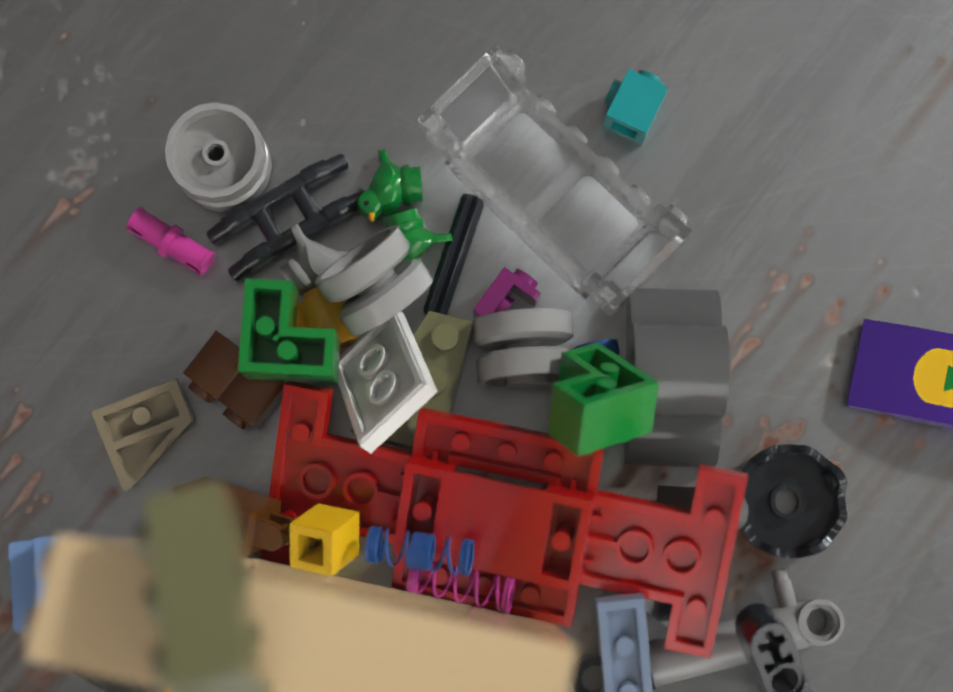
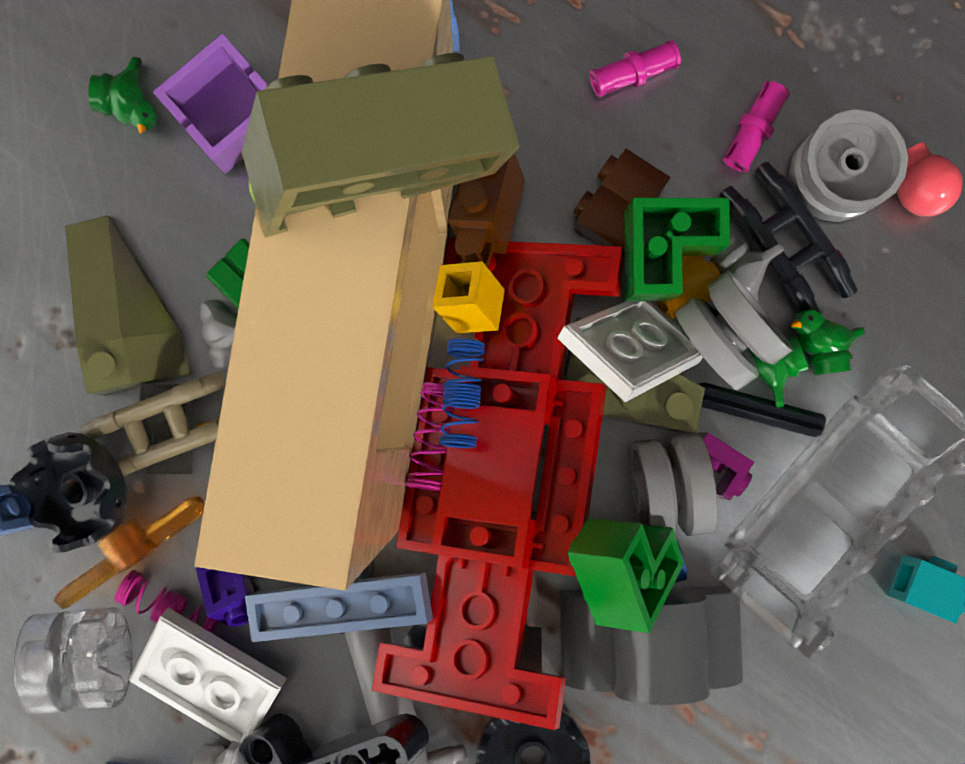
camera: 80 degrees right, 5 degrees up
(100, 358) = (635, 68): none -> dark pink pin
(142, 429) = (568, 114): dark tan wing -> none
(239, 80) = (930, 183): none -> coral piece

